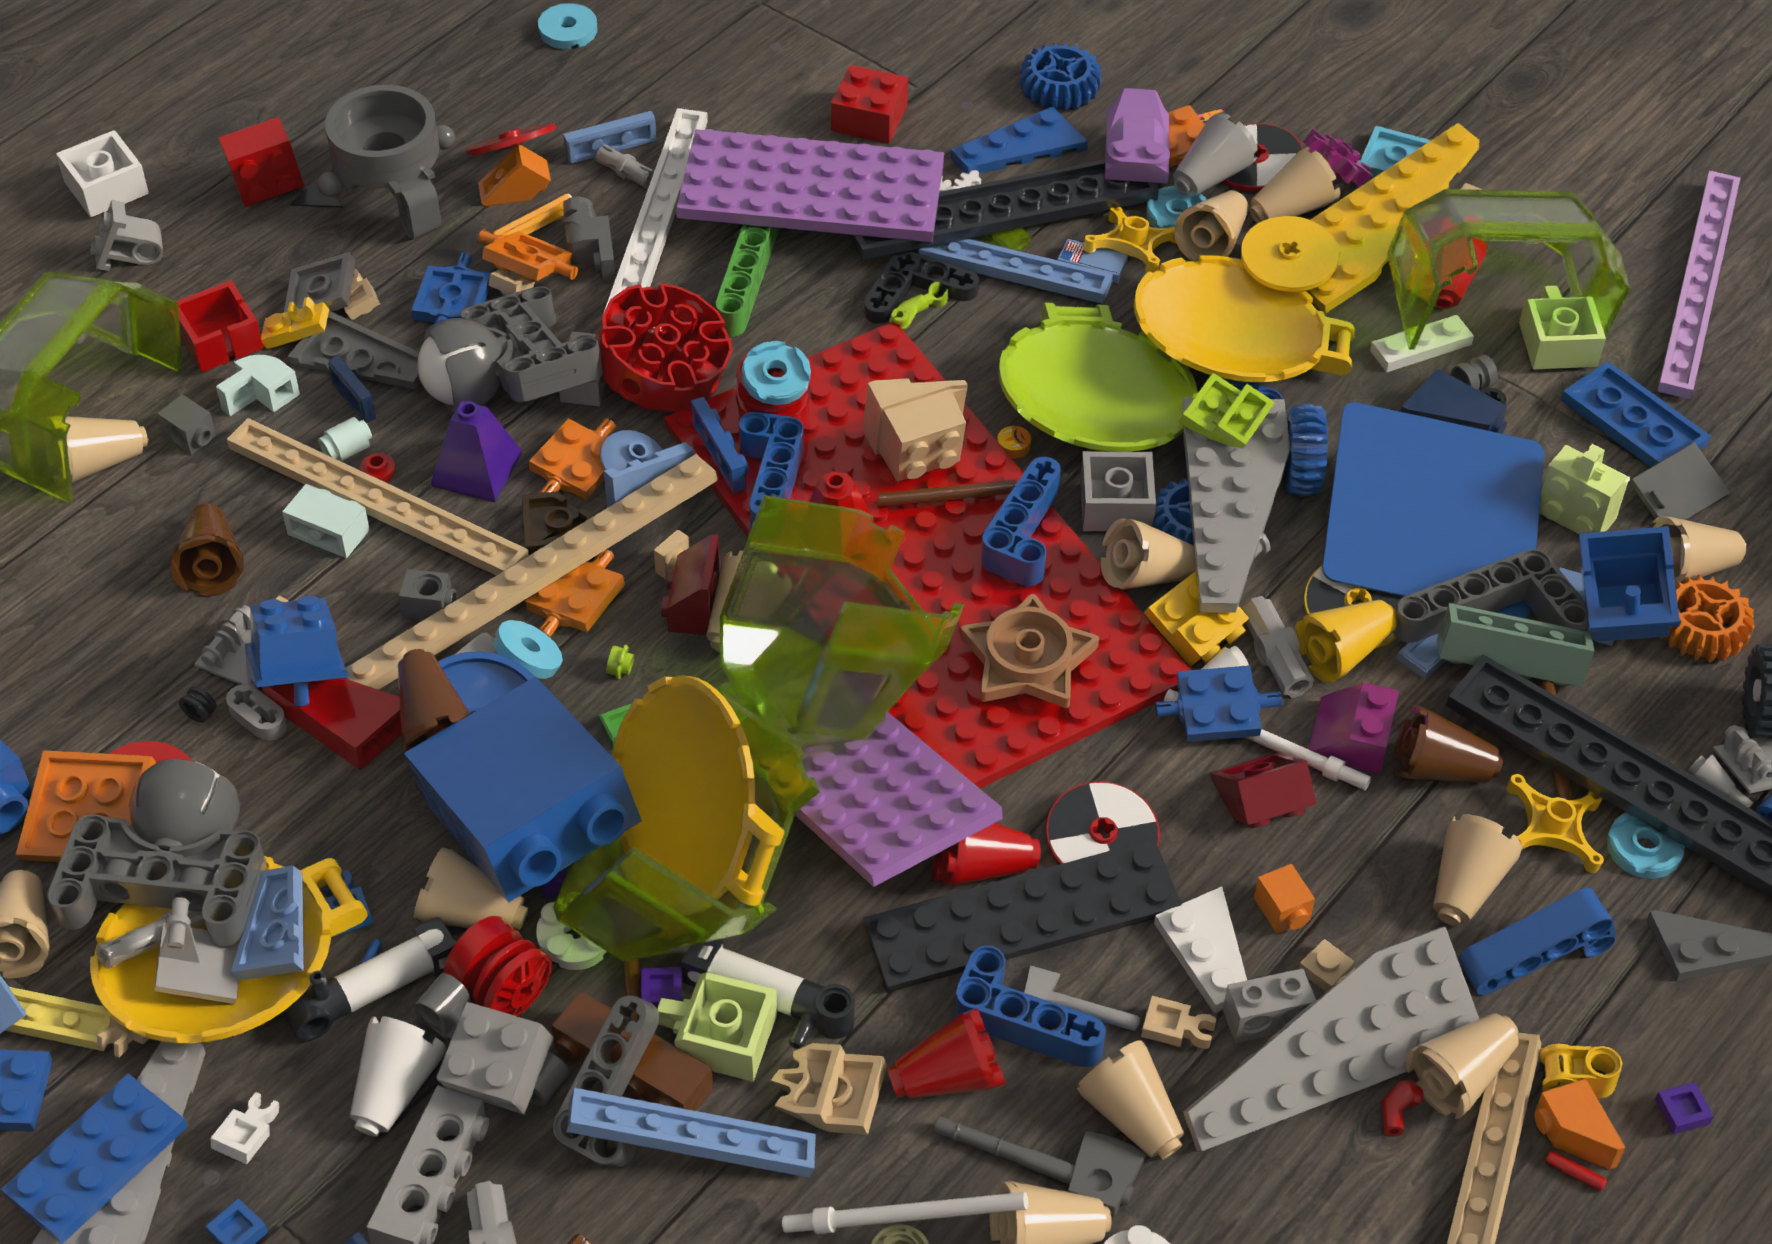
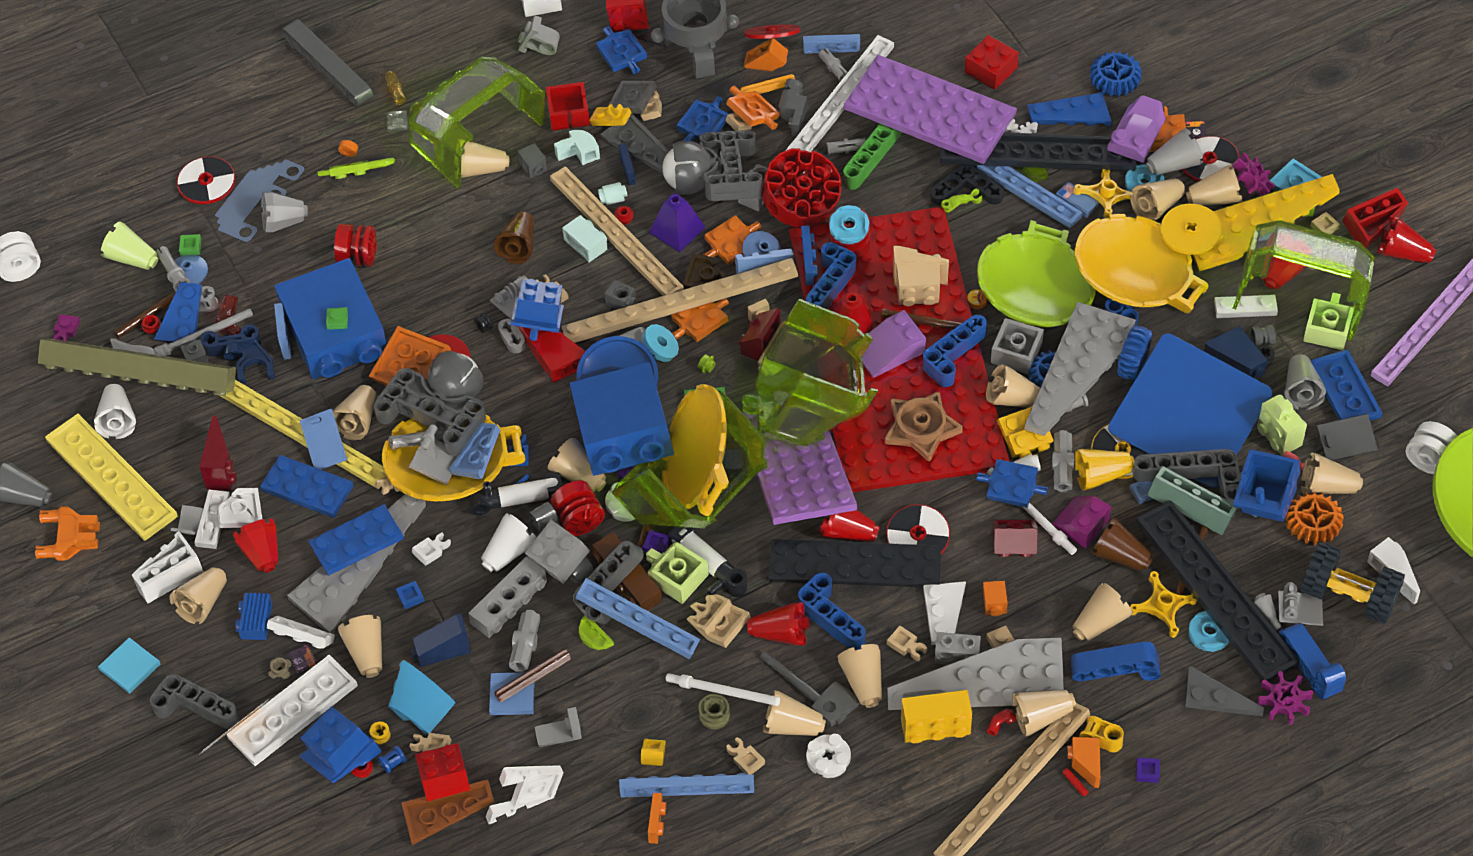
camera: 25 degrees right, 5 degrees up
(272, 226) = (621, 50): none -> blue plate
(426, 698) = (593, 356): reddish brown cone -> none
(614, 1191) = (593, 635): none -> lime tile
(700, 273) = (834, 147): none -> light grey pin
(934, 536) = (893, 344): none -> medium lavender slope
(1042, 983) = (848, 603): light grey piece -> none
(1226, 412) = (1094, 318): lime slope -> none
(1298, 1134) = (936, 716): none -> yellow brick
(1542, 162) = (1371, 218): none -> red wedge
(1575, 420) = (1303, 384): none -> light grey cone
(1605, 191) = (1405, 243): none -> red cone

